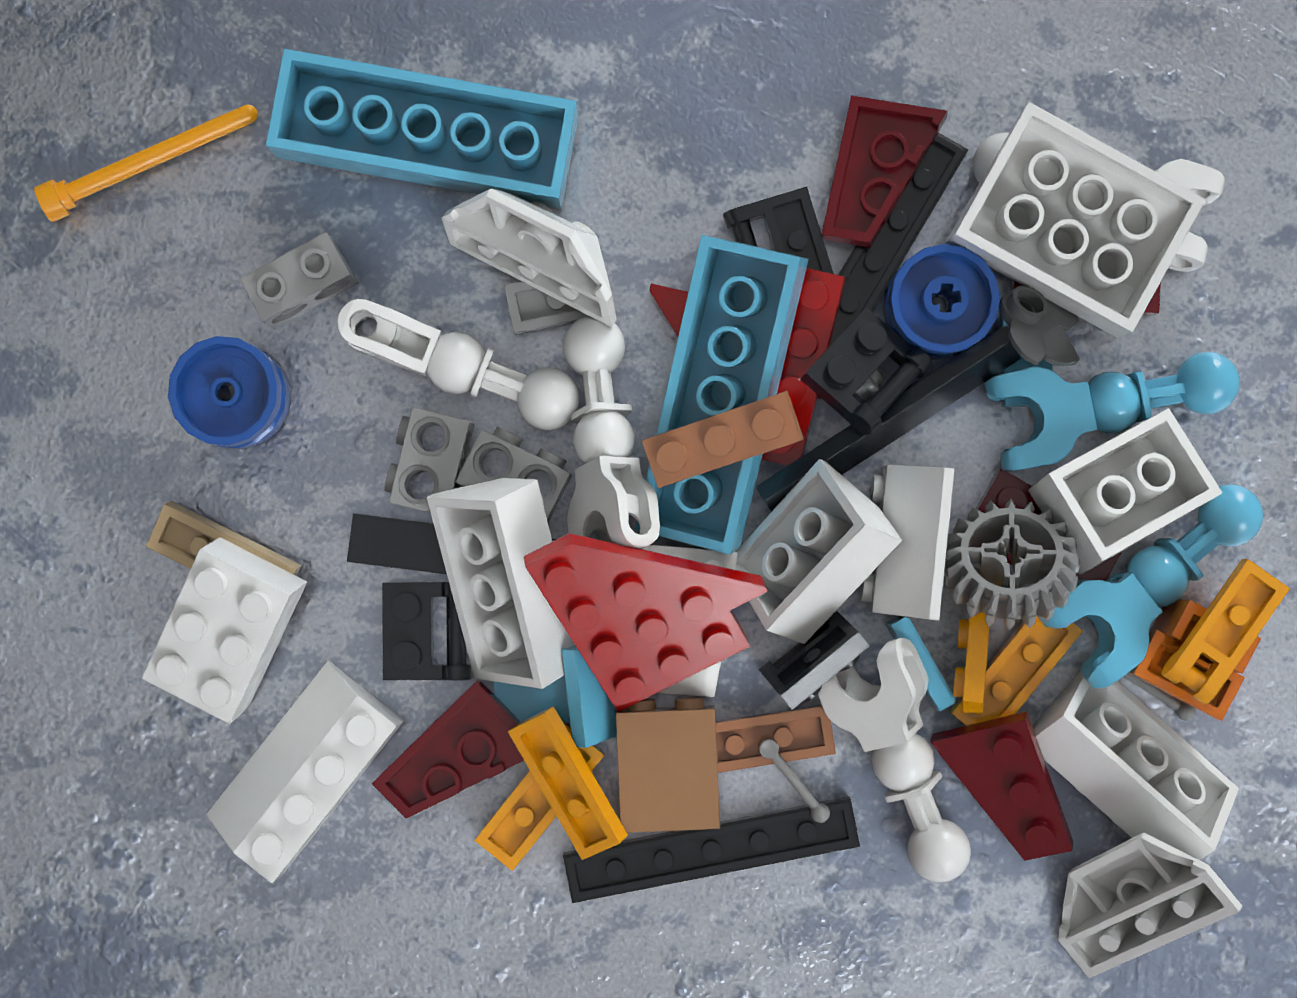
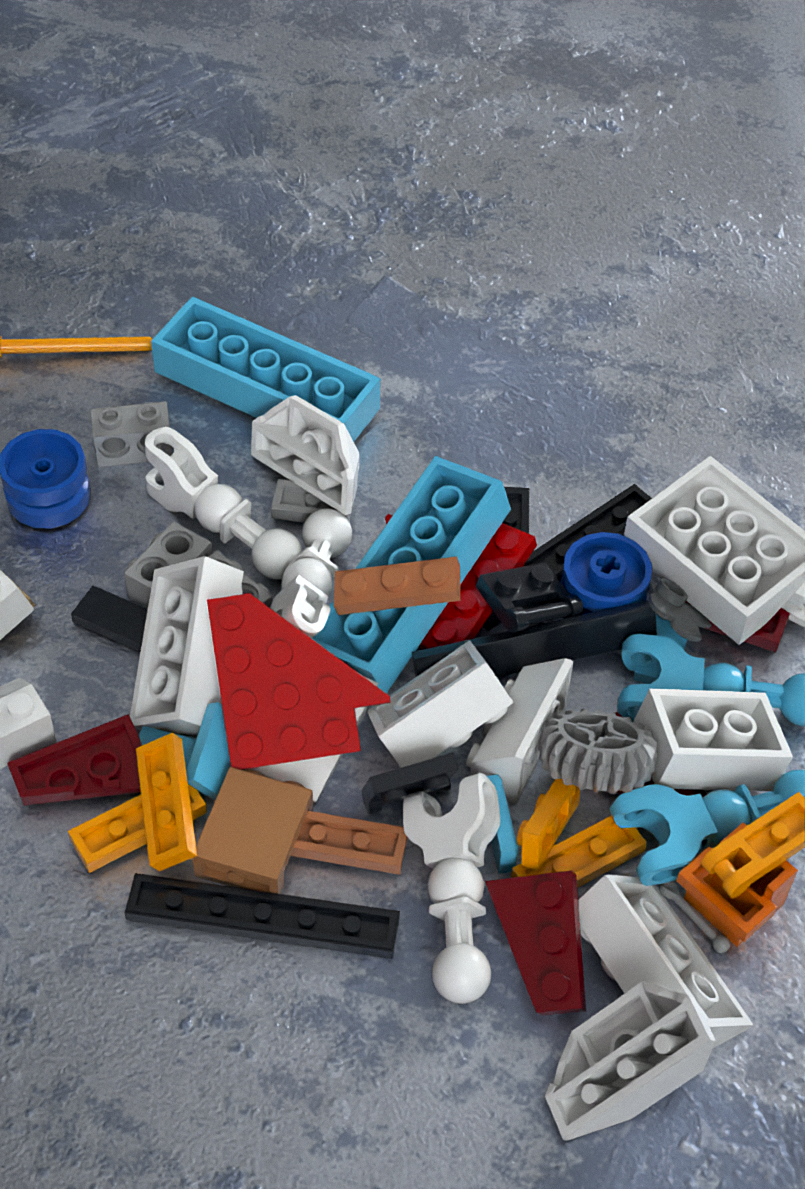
camera: 15 degrees right, 35 degrees down
(410, 633) = (95, 677): black plate -> none
(769, 749) = (345, 841): light grey hinge -> none
(875, 164) = (585, 491): dark red wing -> none

